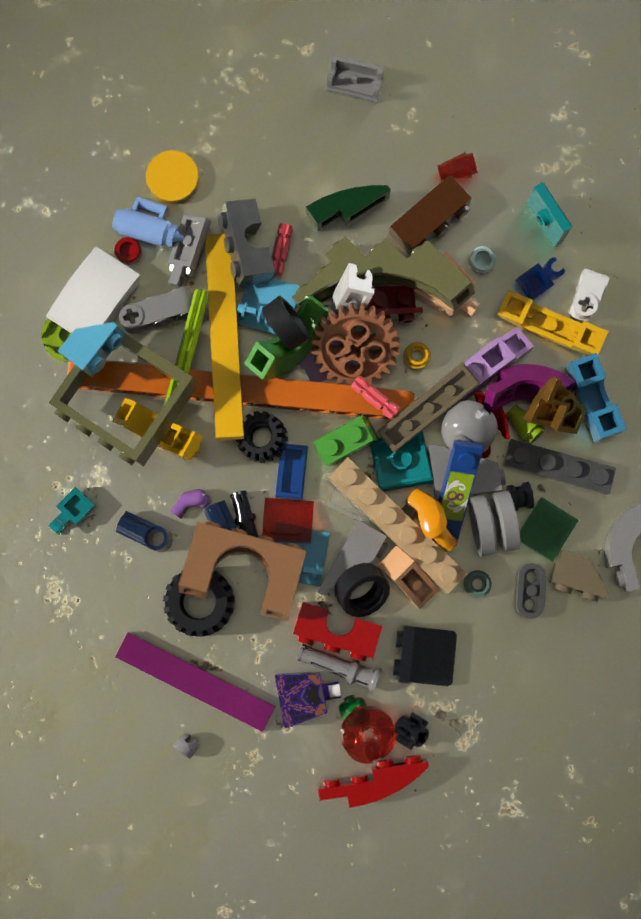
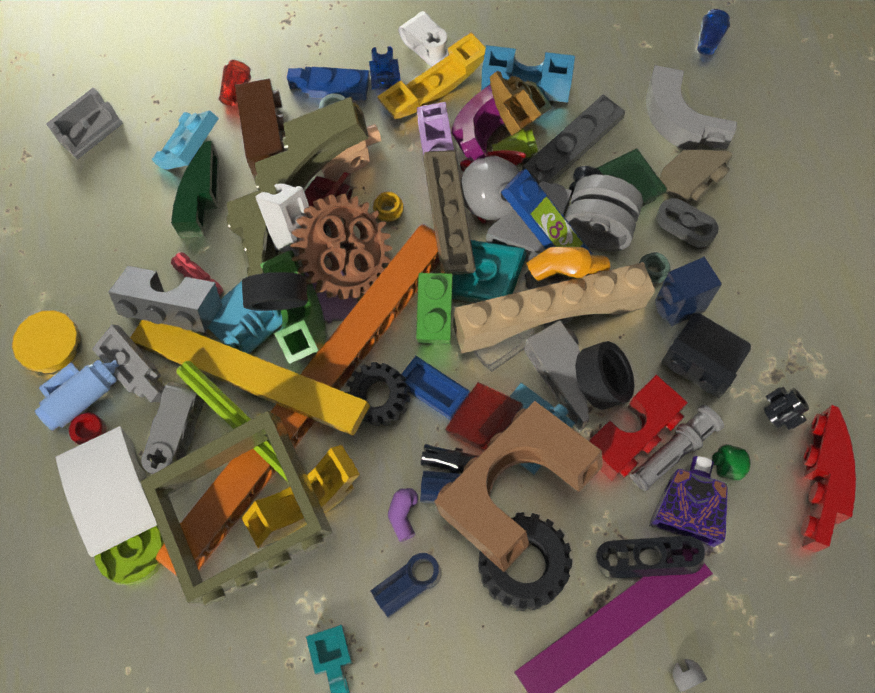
camera: 60 degrees left, 15 degrees down
(92, 345) = (155, 507): medium azure slope -> none
(265, 698) = (662, 568): none -> black beam
(373, 748) = (752, 457): clear red plate -> none
(375, 397) = (407, 255): coral axle -> none
(384, 167) = (185, 140): none -> medium azure plate
(408, 577) = (612, 323): light nougat slope -> none
(461, 617) = (687, 291): none -> dark blue brick
(505, 243) = (324, 81): none -> blue hinge
(549, 214) = (330, 25): teal plate -> none

